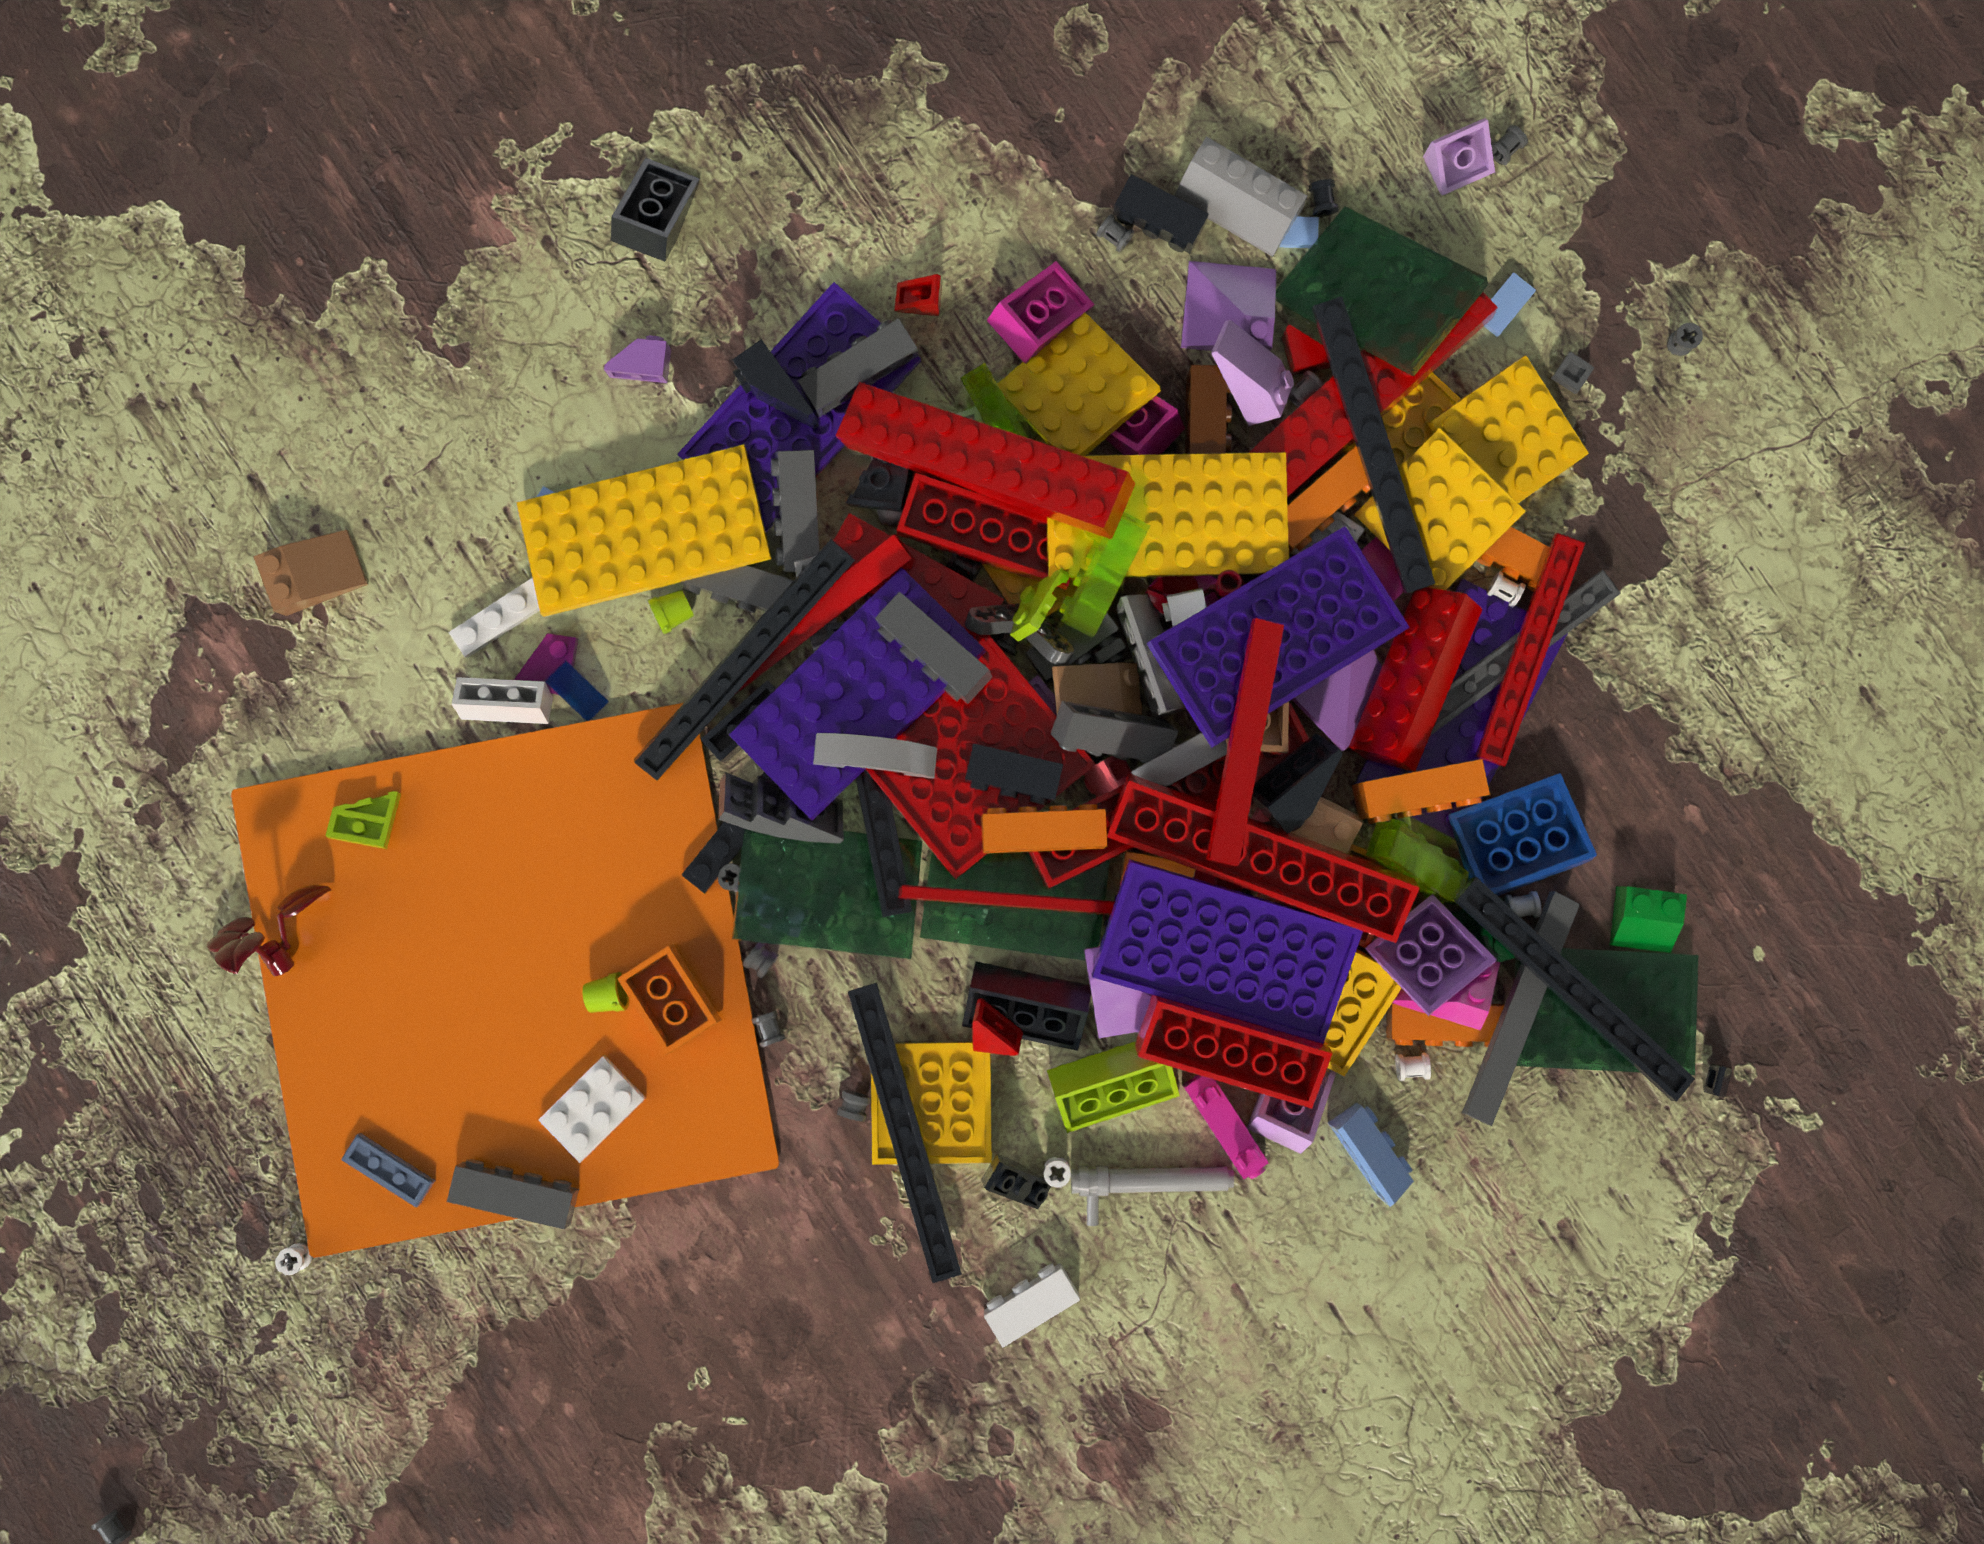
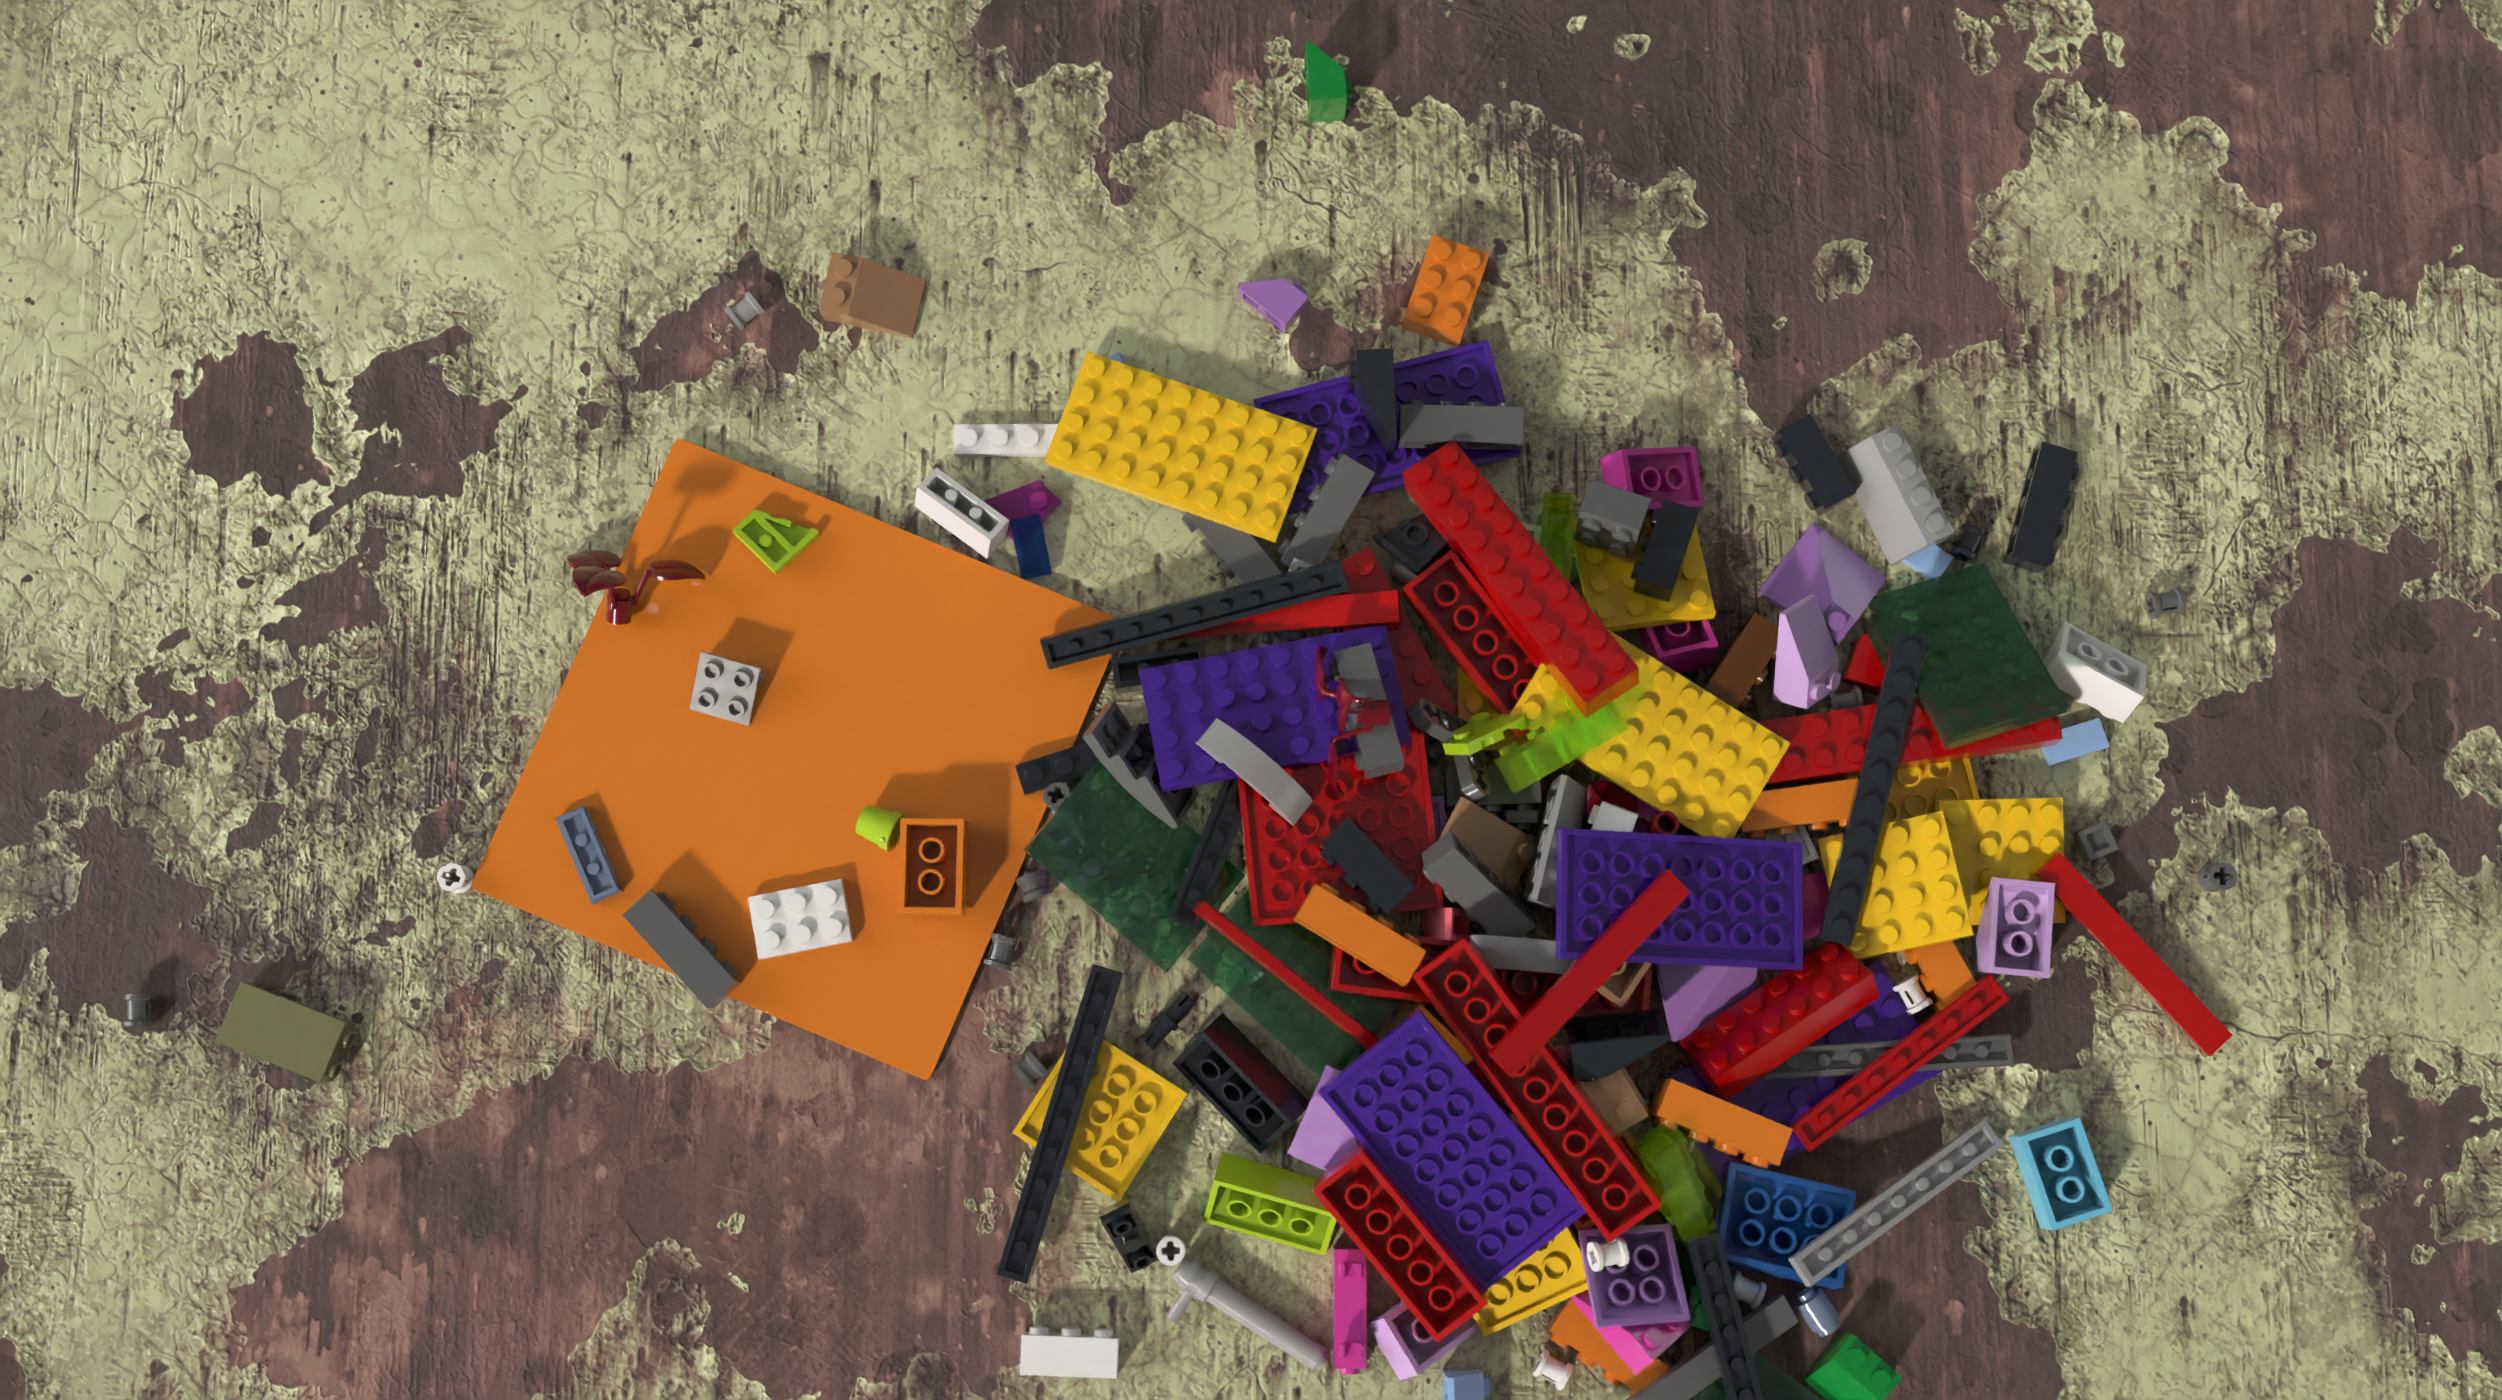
camera: 25 degrees right, 5 degrees down
(215, 651) = (744, 311): none -> light grey bush
(242, 1470) = (286, 1033): none -> olive panel
(407, 966) = (725, 688): none -> light grey hinge
(566, 157) = (1326, 86): none -> green slope
(653, 209) = (1371, 178): black slope -> none
(670, 610) = (1158, 530): lime piece -> none
(773, 263) = (1445, 290): none -> orange brick
(919, 296) = (1554, 399): red slope -> none
(935, 649) = (1367, 712): none -> dark red plant
(937, 995) = (1168, 1020): none -> black pin
(964, 566) = (1440, 659): black bush -> none
(994, 1031) = (1198, 1086): red slope -> none
(1028, 364) = (1612, 519): none -> dark grey brick
(1086, 361) = (1664, 550): none -> black brick
(1115, 233) = (1763, 455): dark grey bush -> none
(1362, 131) = (2041, 507): none -> black brick
(1400, 952) = (1607, 1254): none -> white bush
(1461, 157) = (2115, 586): lavender slope -> none
(1489, 237) = (2096, 673): none -> white slope
(1554, 484) = (2016, 929): none -> lavender slope
(1588, 885) = (1817, 1311): none -> sand blue brick
(1596, 762) = (1895, 1202): none -> light grey plate
(1656, 444) = (2134, 954): none -> red tile
(1708, 654) = (2060, 1173): none -> medium azure brick

